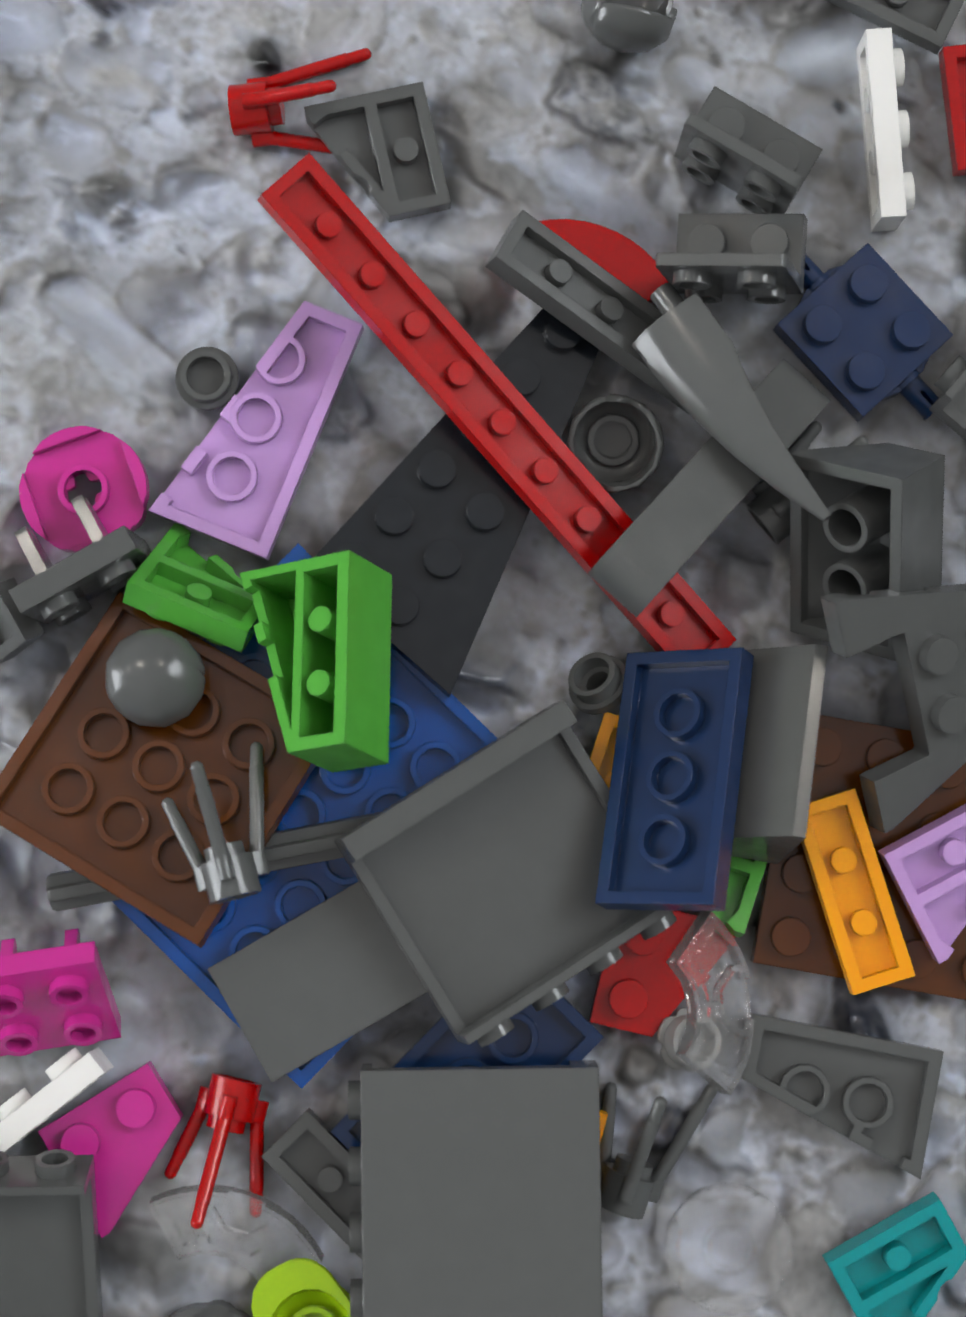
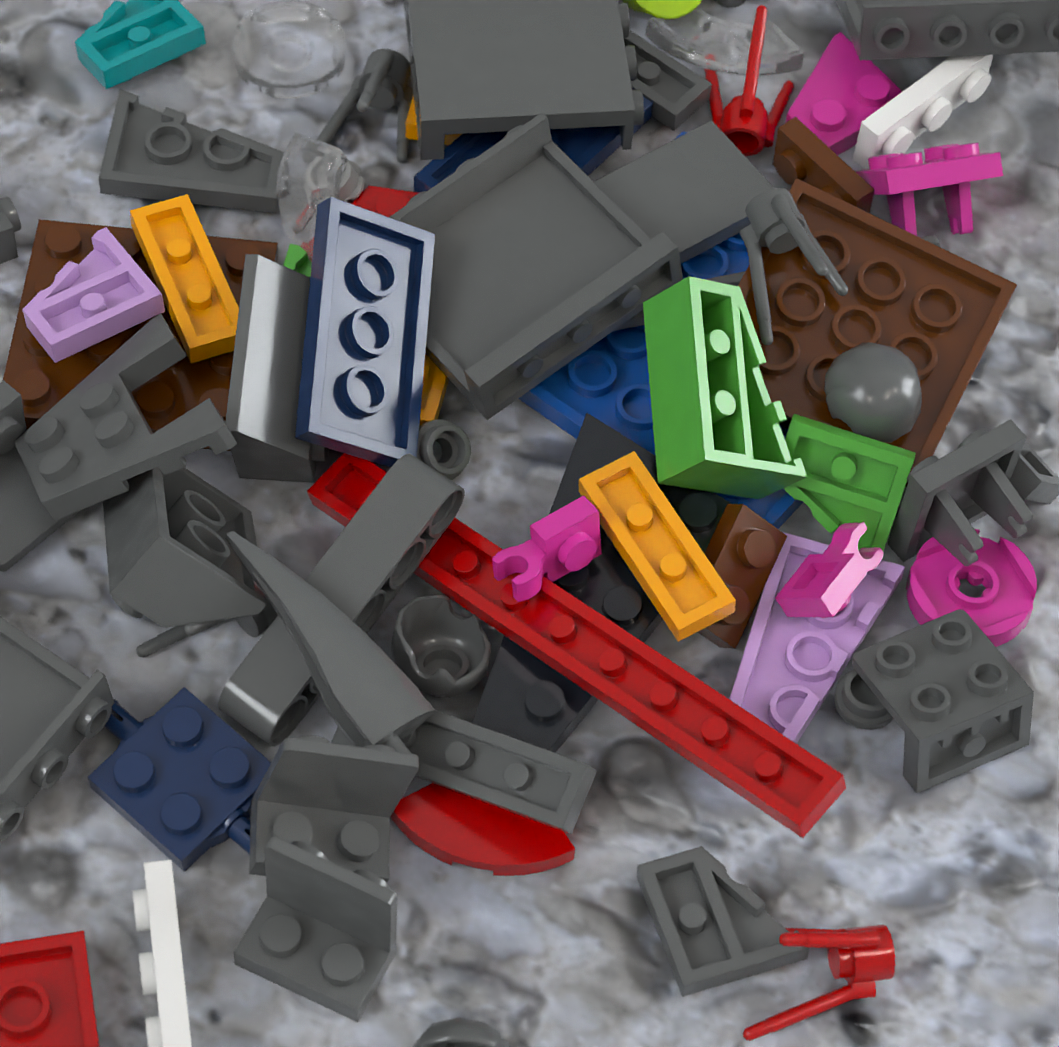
camera: 175 degrees right, 30 degrees down
(137, 366) = (948, 696): none -> dark grey bracket
(173, 1040) = (809, 159): none -> reddish brown plate
(234, 476) = (826, 580): none -> dark pink plate
(324, 501) = (743, 557): none -> reddish brown plate
(401, 508) = (657, 546): none -> light orange plate
(491, 509) = (557, 546): none -> dark pink plate

